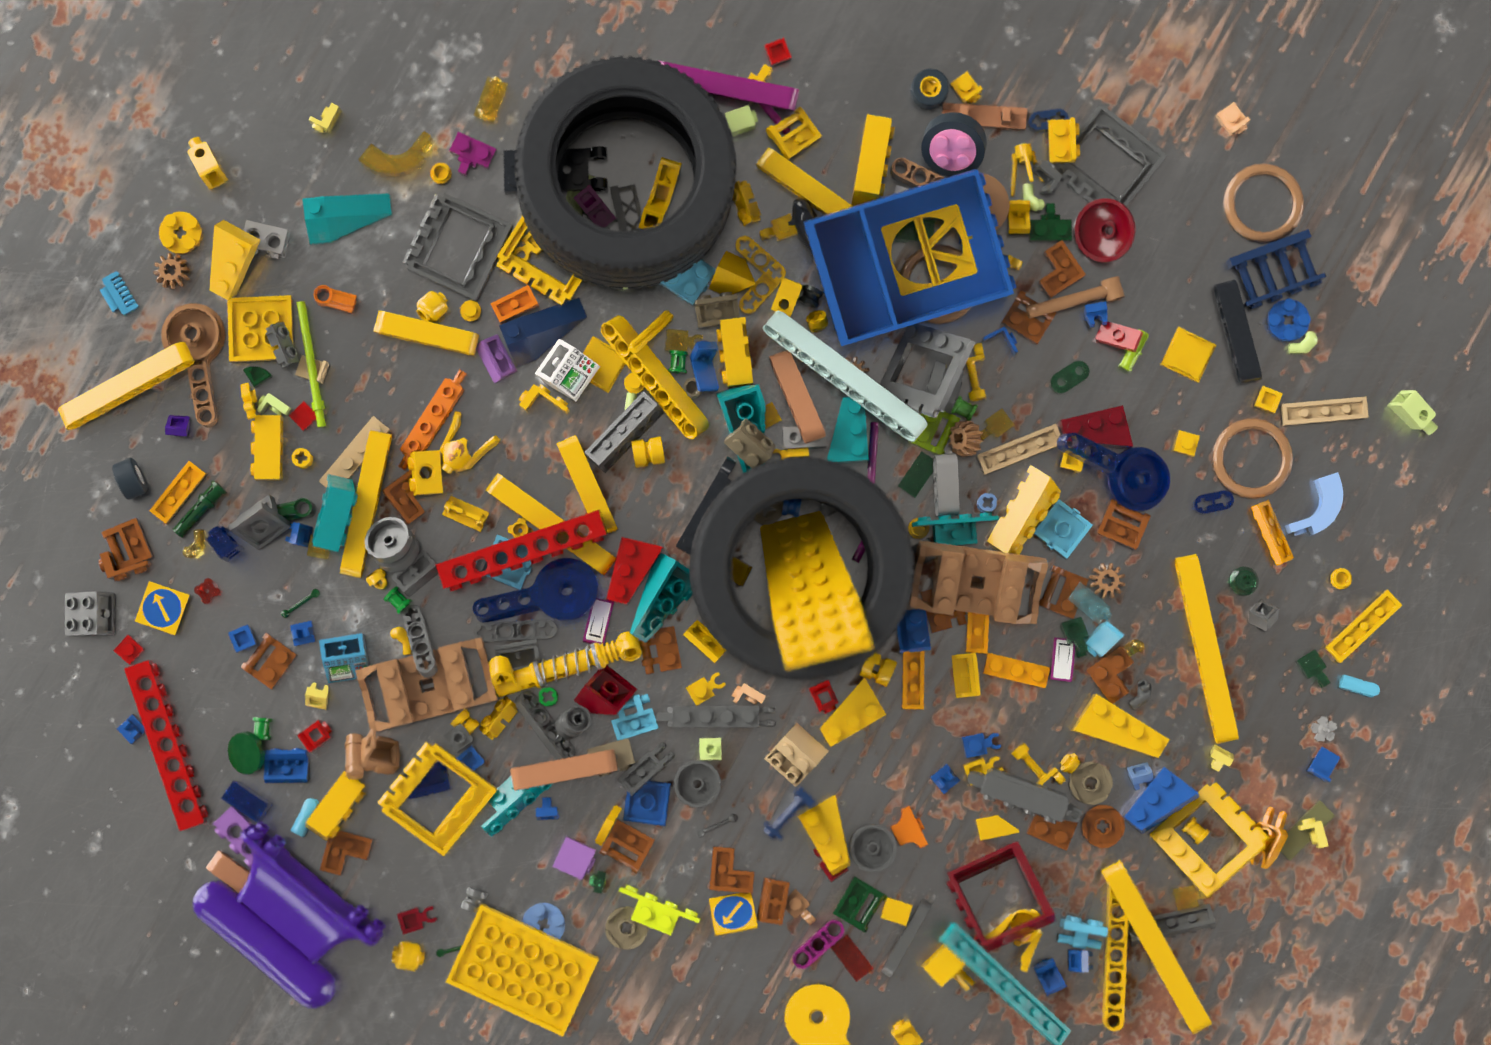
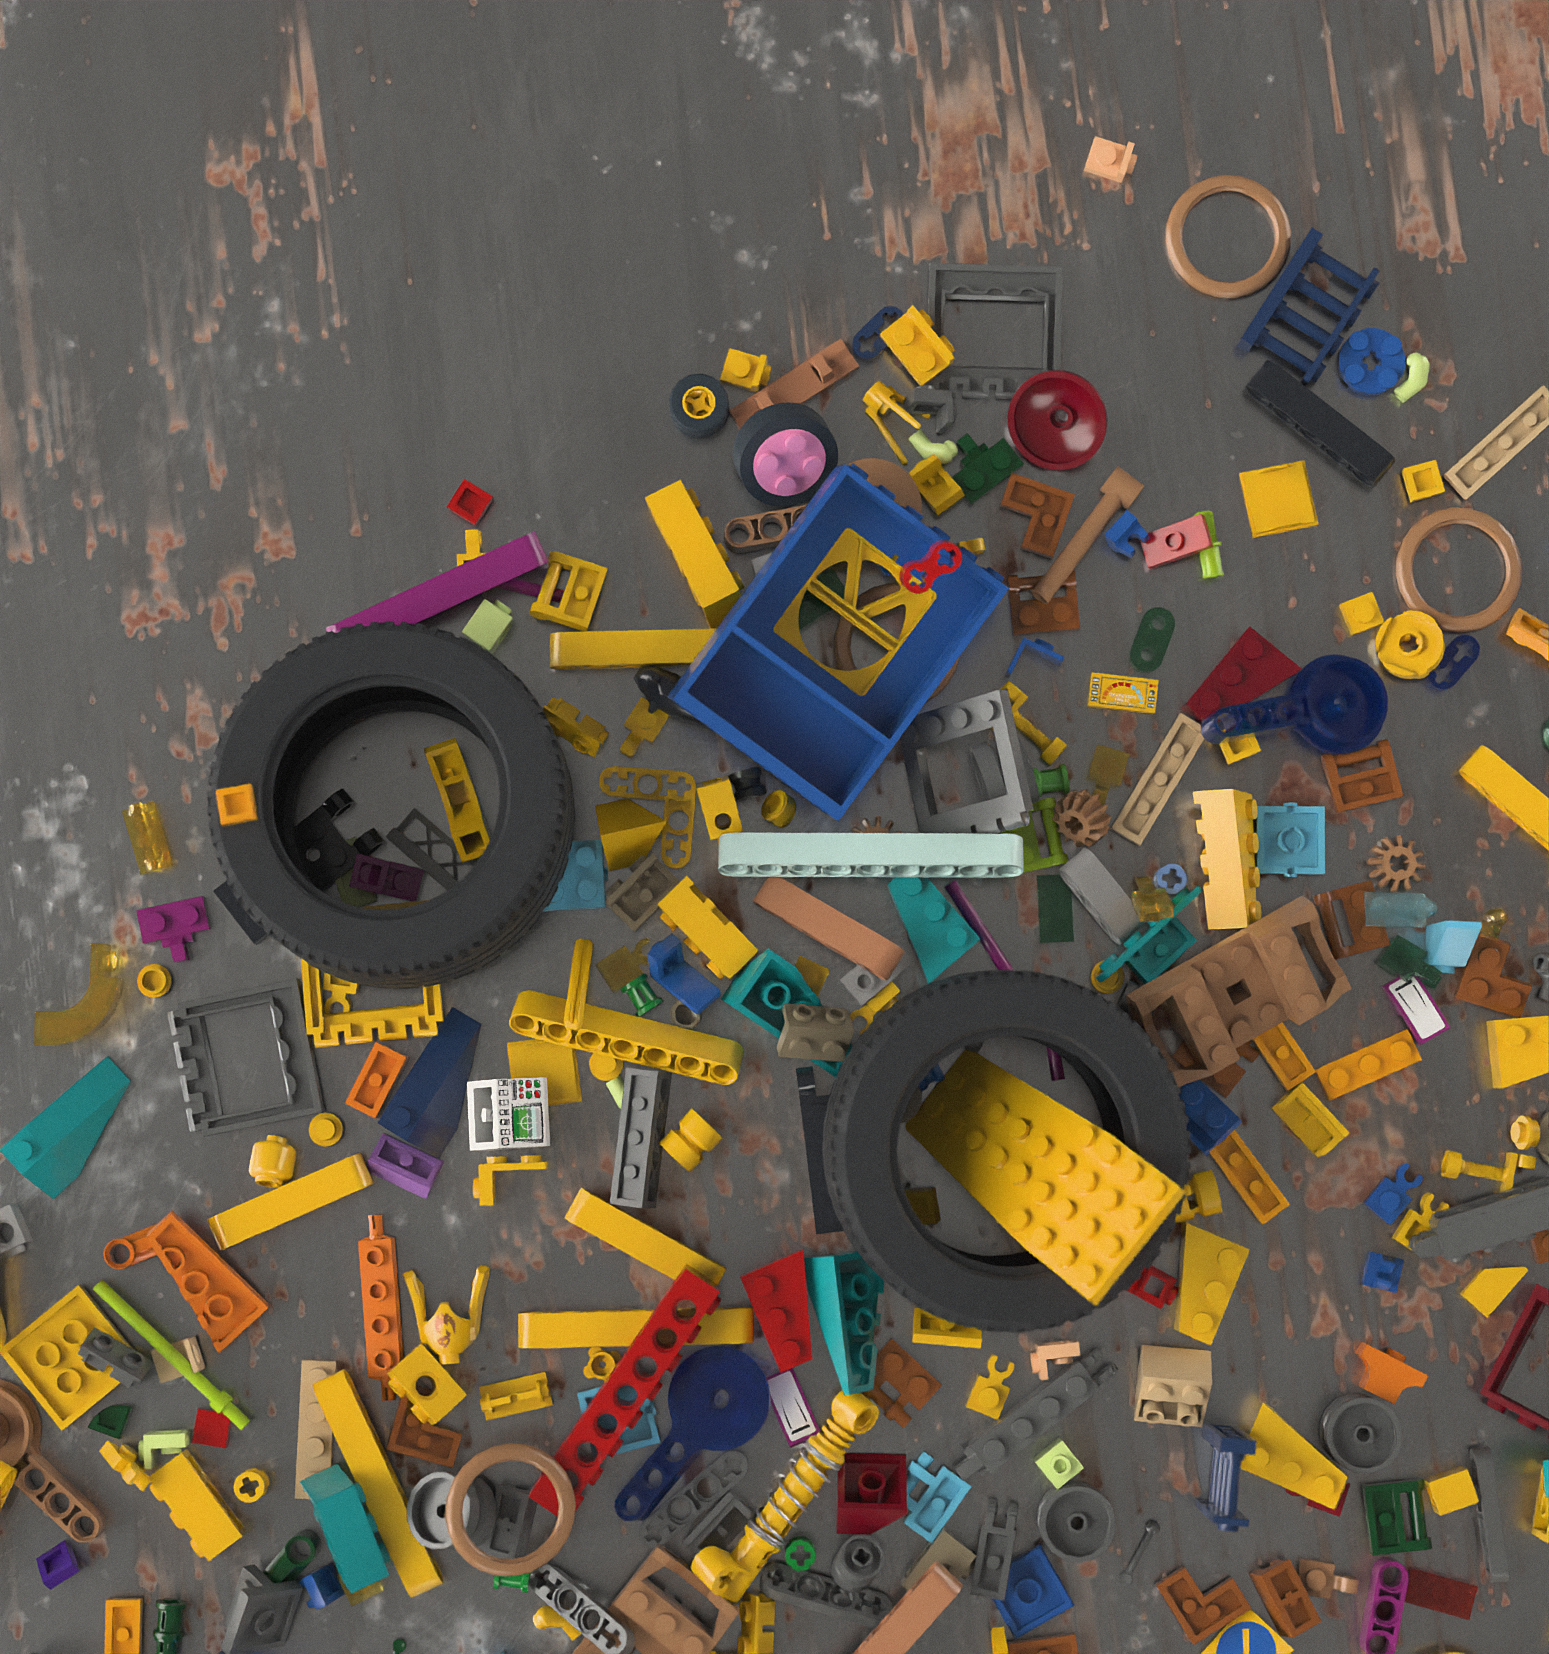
camera: 30 degrees left, 0 degrees up
(356, 346) = (209, 1284): none -> orange wing
(375, 576) = (461, 1570): yellow tile -> none
(427, 597) = (464, 1479): none -> medium nougat wedge
(549, 112) = (236, 804): none -> light orange tile
(967, 505) = (1151, 903): none -> clear yellow plate
(982, 252) = (930, 566): none -> red axle
(1034, 392) = (1122, 693): none -> yellow tile
(1203, 466) = (1419, 661): none -> yellow plate

